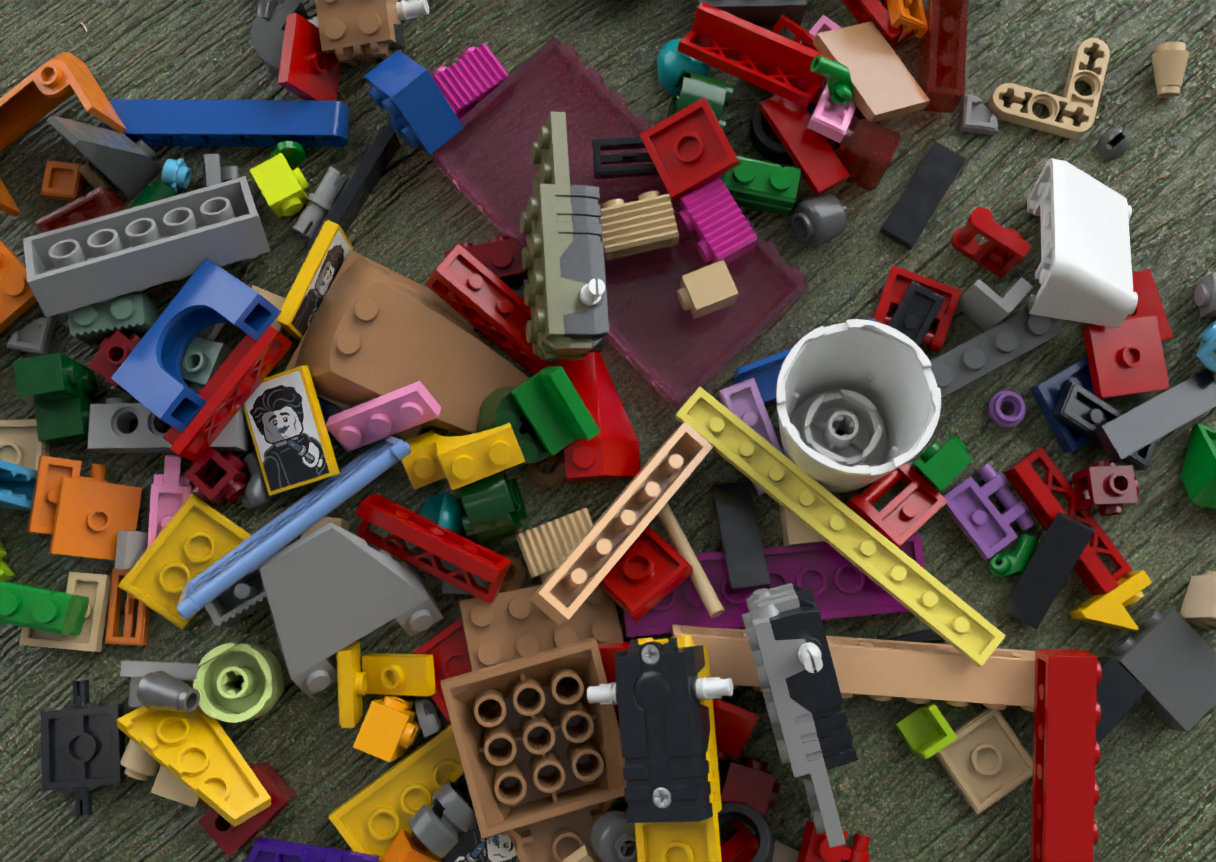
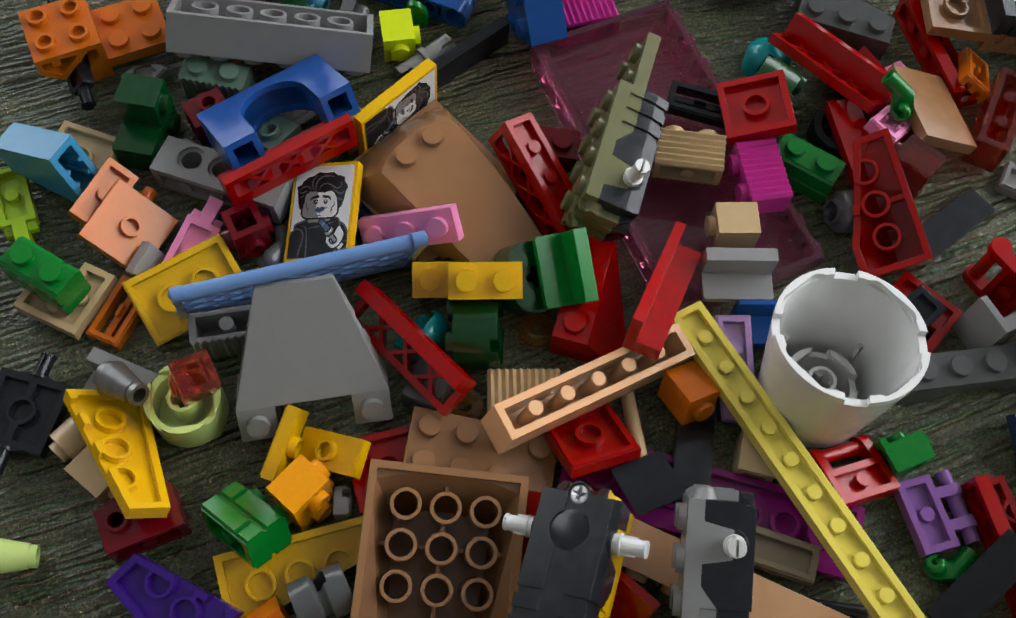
camera: 15 degrees right, 15 degrees down
(237, 670) = (193, 377): none -> clear red brick
(347, 776) = (247, 523): none -> green brick
(662, 400) = (662, 296): none -> red fence
(710, 595) = (649, 482): none -> black sticker
(719, 484) = (688, 393): none -> orange brick
(728, 344) = (737, 274): none -> light grey panel
(855, 612) = (786, 556): none -> dark tan tile
(859, 221) = (885, 218): none -> red wedge
(1016, 404) = (984, 423): medium lavender plate -> none

